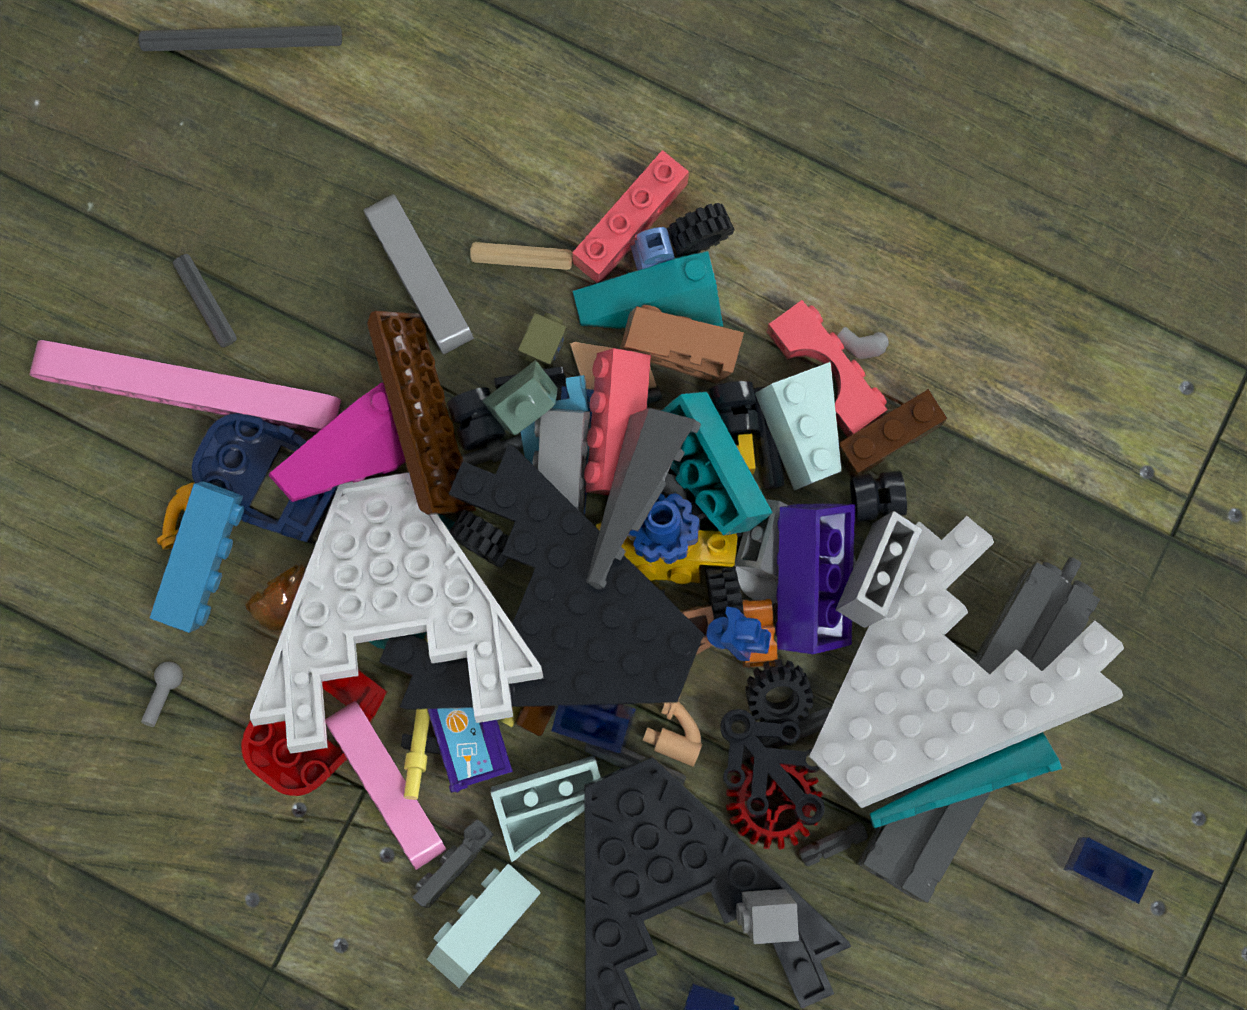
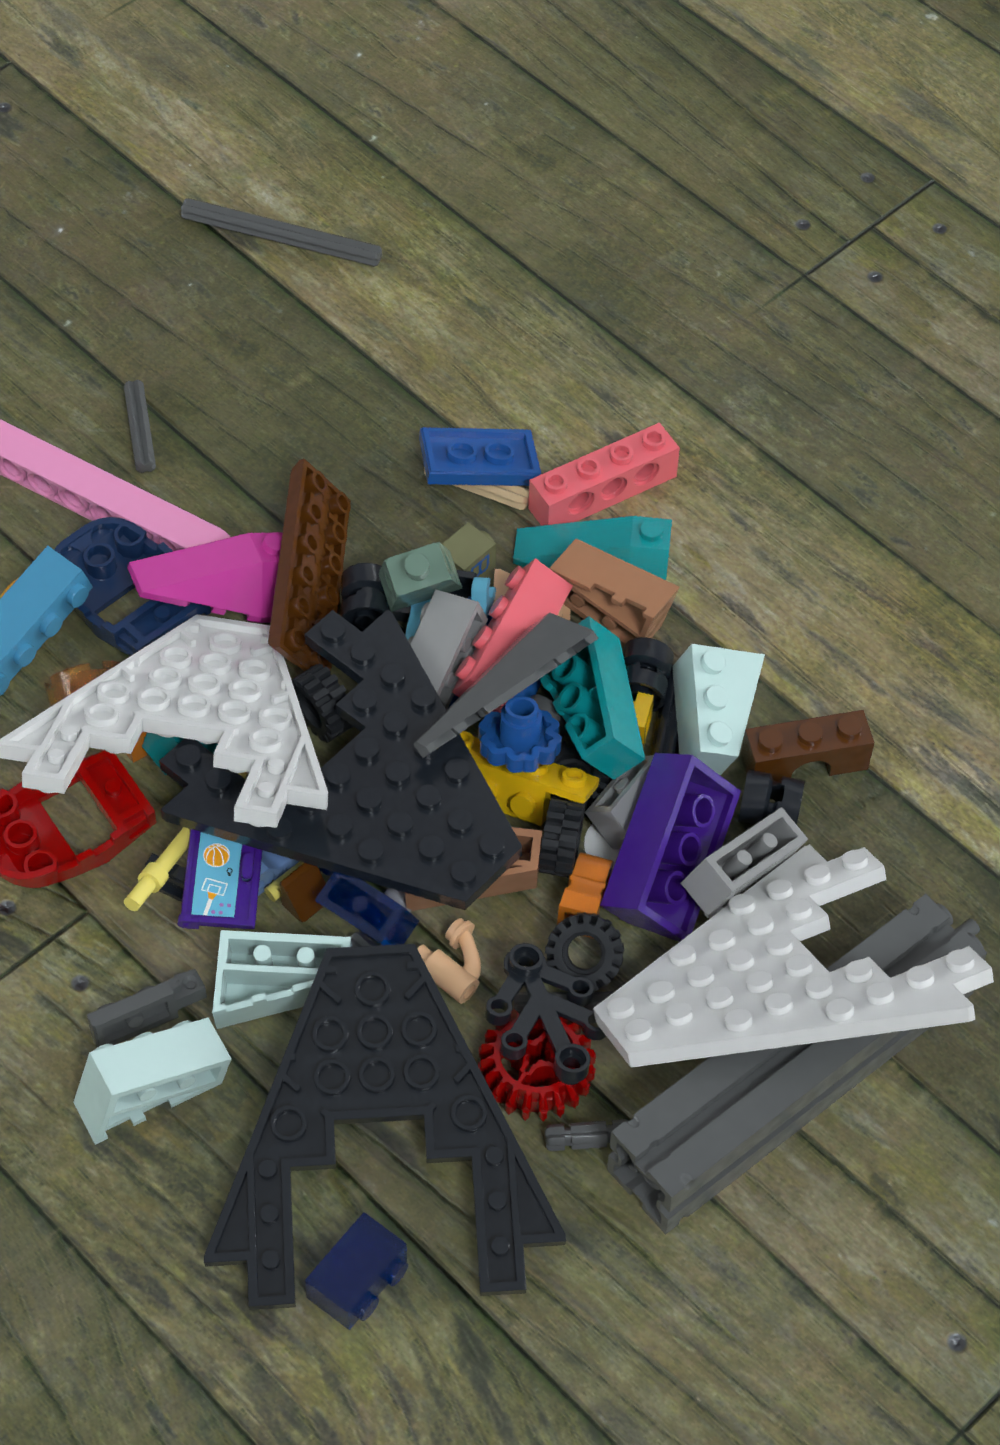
camera: 20 degrees right, 25 degrees down
(385, 784) = (107, 885): bright pink beam -> none
(418, 274) = (364, 465): light grey beam -> none
(516, 233) = (479, 456): none -> blue tile
(652, 248) = (616, 497): medium blue leg -> none
(700, 229) = (674, 499): black tyre -> none
(738, 634) = (560, 857): blue hips -> none
(768, 916) = (477, 1145): light grey brick -> none
(802, 335) = (747, 627): coral arch -> none
(865, 346) = (808, 665): light grey arm -> none
(1002, 768) = (756, 1079): teal wedge -> none
(1108, 870) = (906, 1261): clear blue brick -> none

